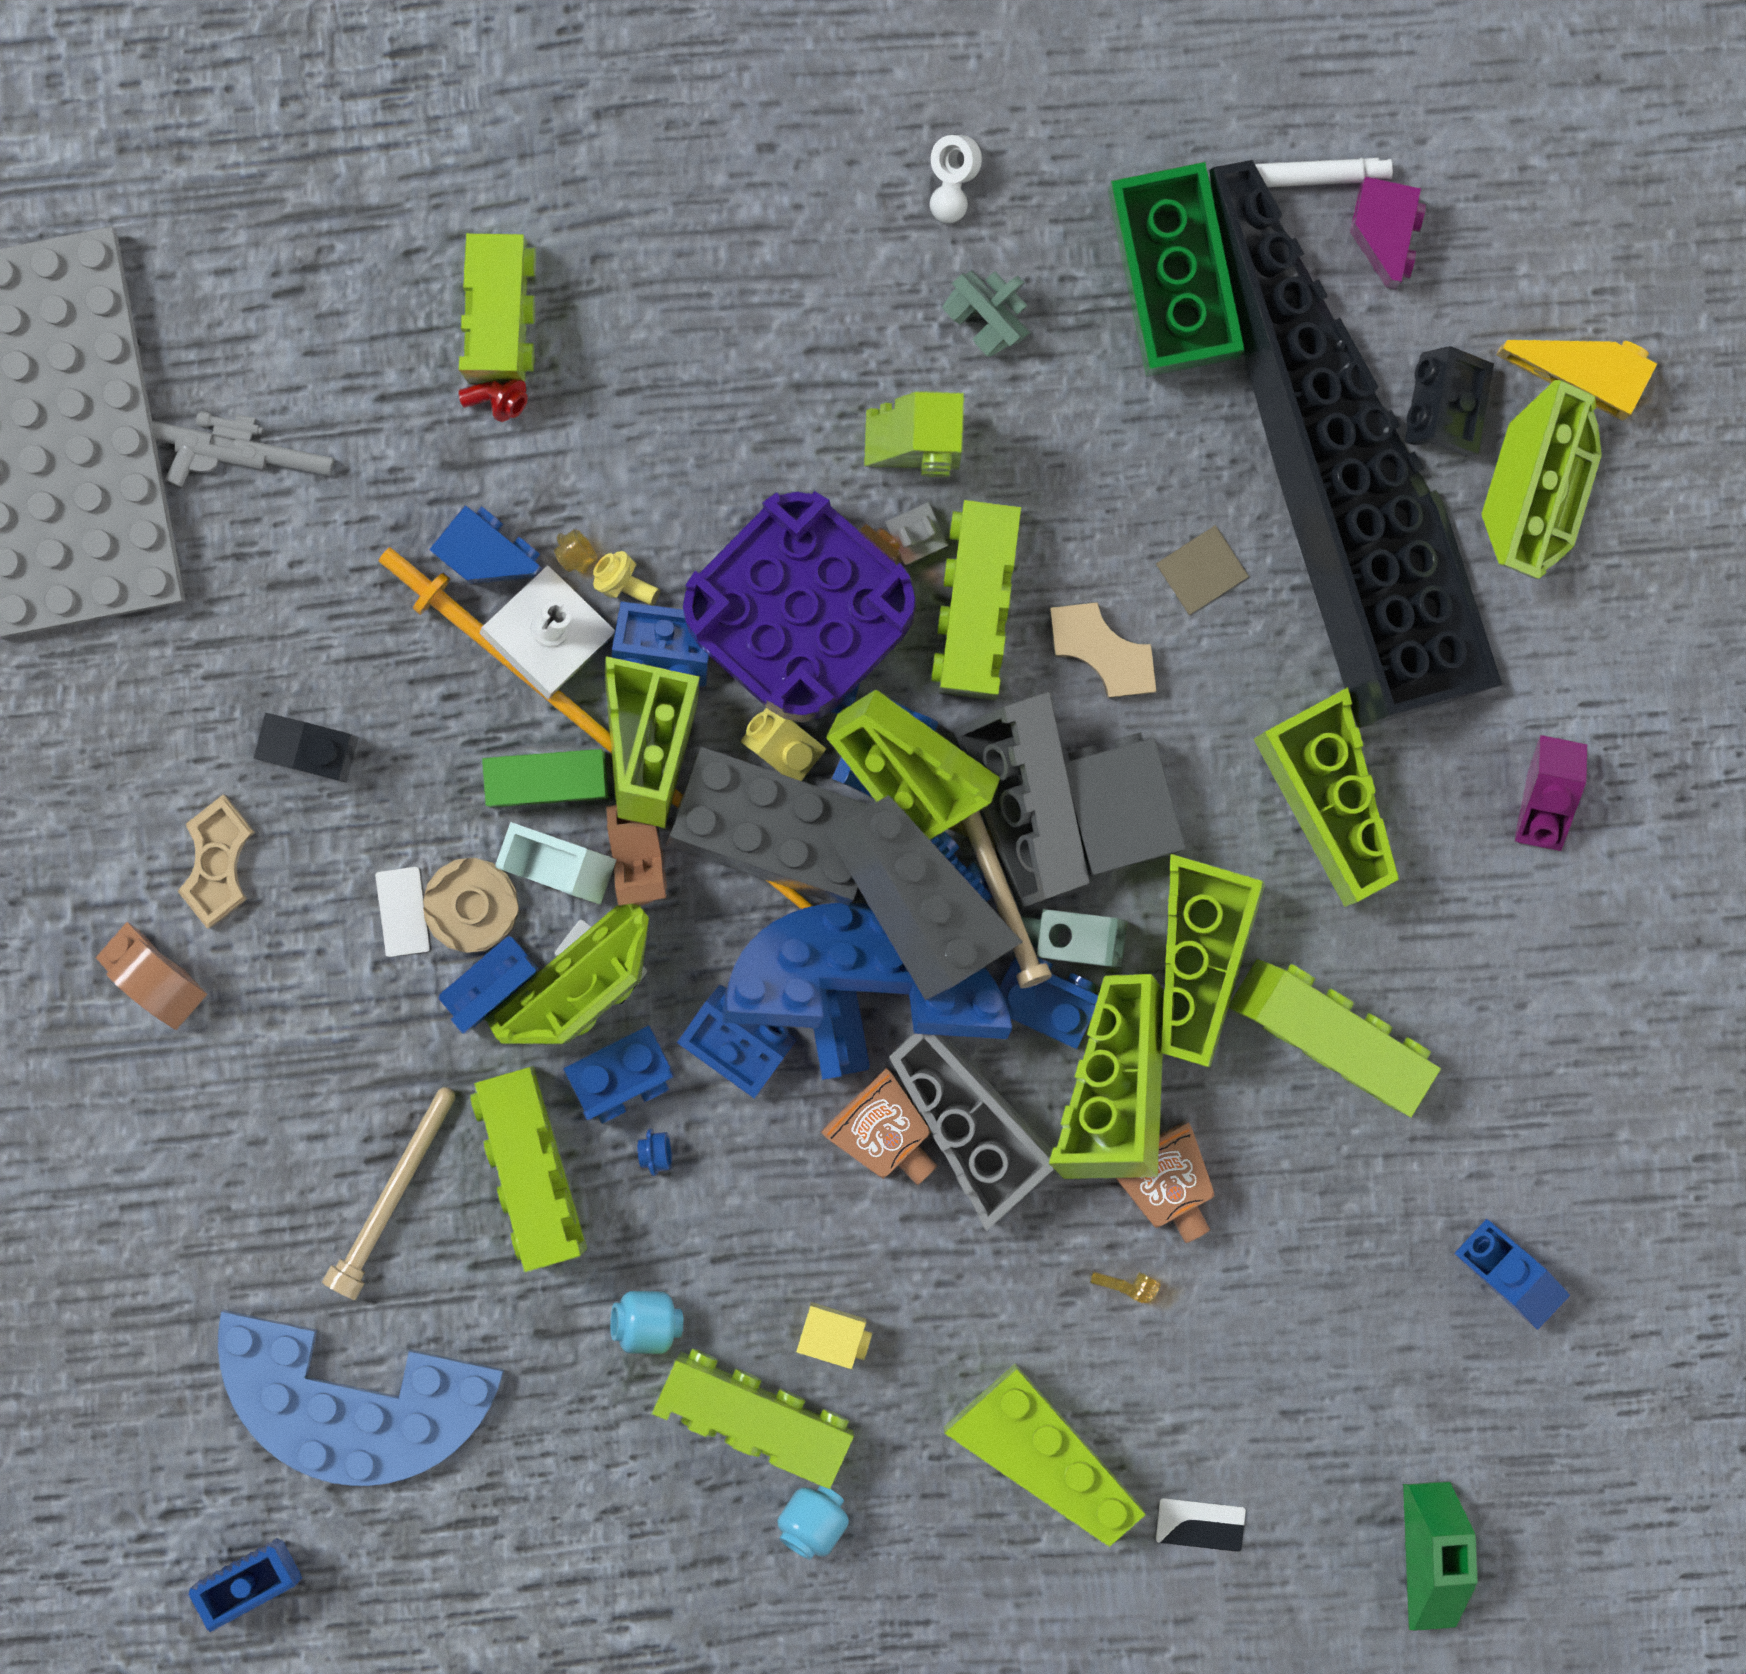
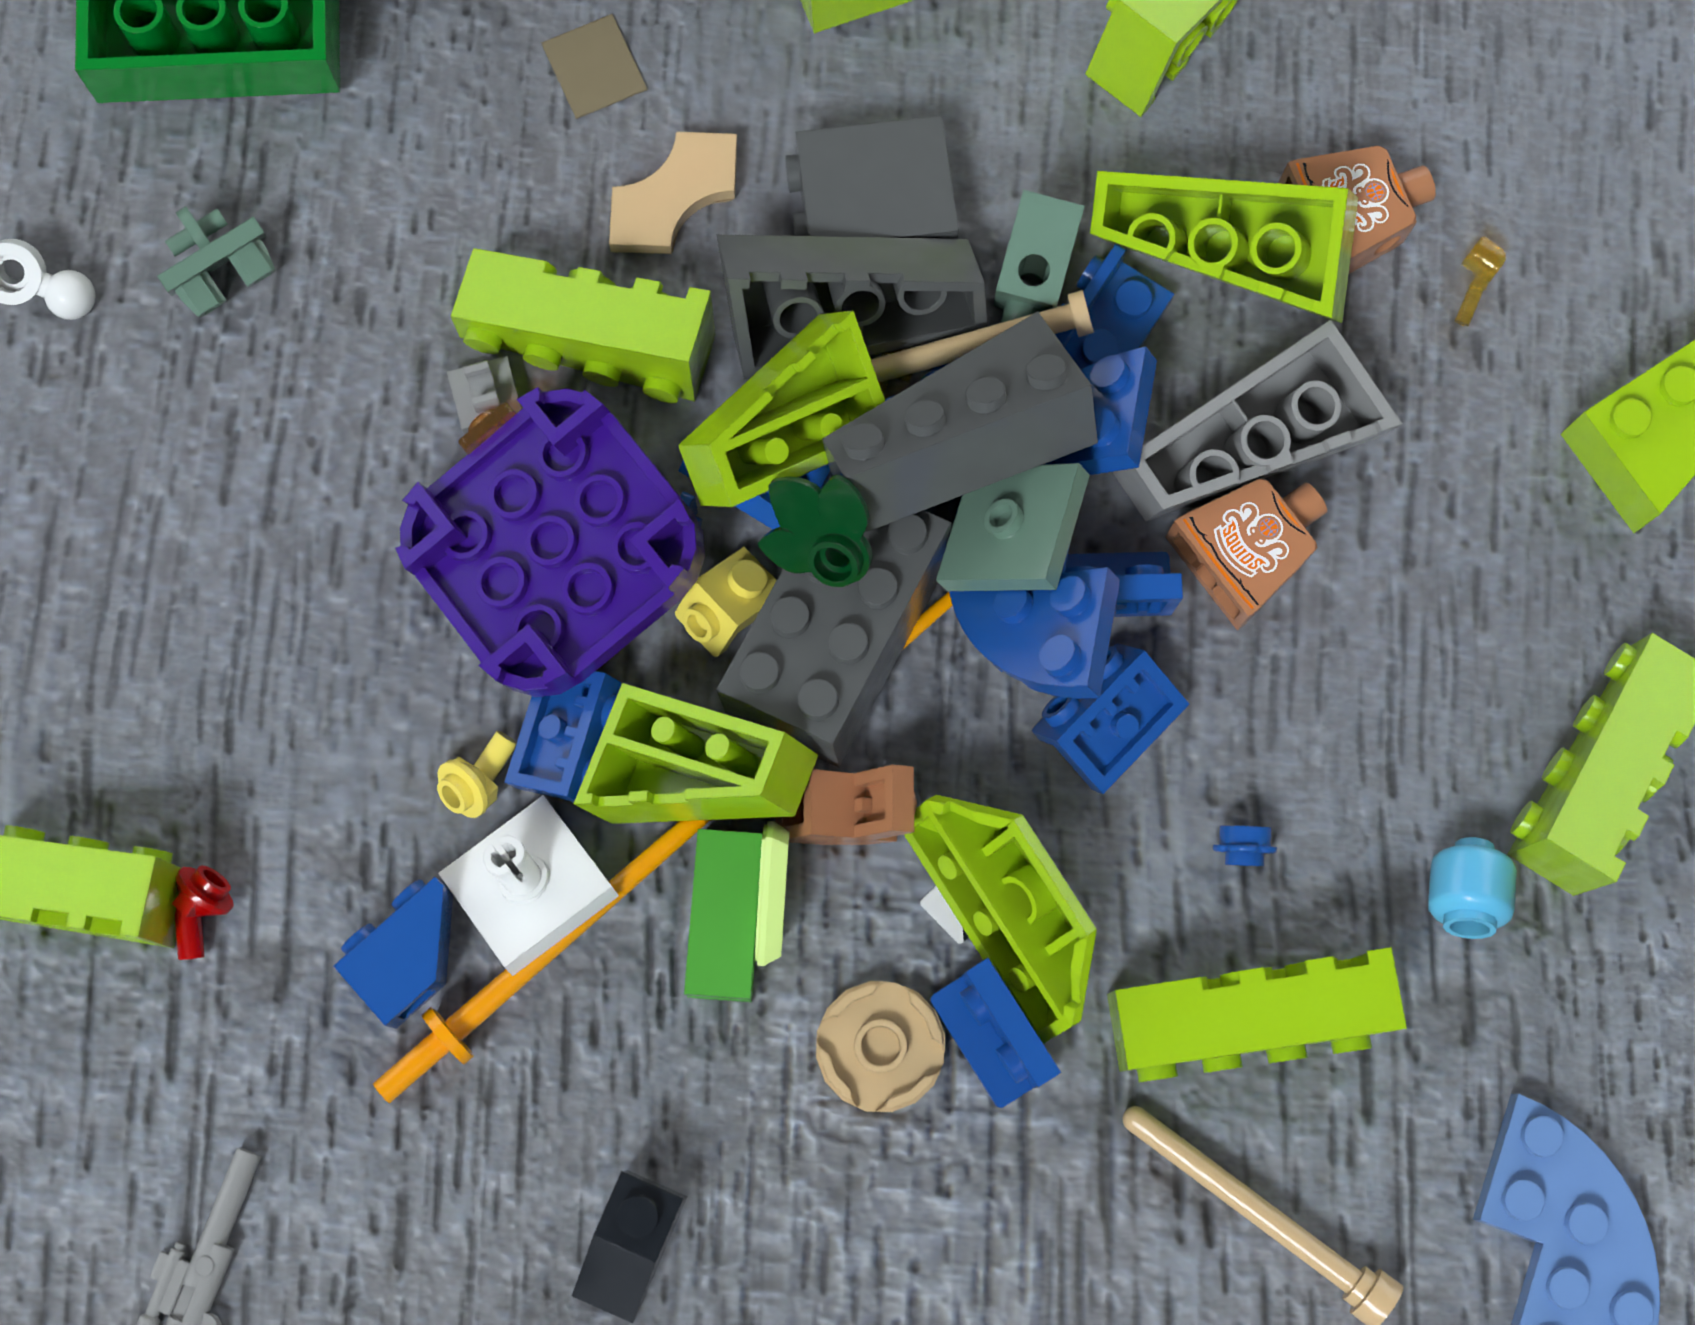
camera: 90 degrees left, 10 degrees down
(402, 911) = (875, 1143): white sticker -> none
(555, 863) = (842, 914): light aqua panel -> none
(564, 809) = (771, 893): none -> yellowish green tile
(575, 551) = (426, 834): clear yellow plate -> none
(620, 1073) = (1137, 876): blue bracket -> none
(821, 803) = (817, 524): none -> dark green plate
(834, 1336) = (1512, 647): light yellow brick -> none
(848, 948) = (1014, 531): none -> sand green plate
(918, 433) = (356, 346): lime wedge -> none
(1205, 946) = (1074, 116): lime wedge -> none

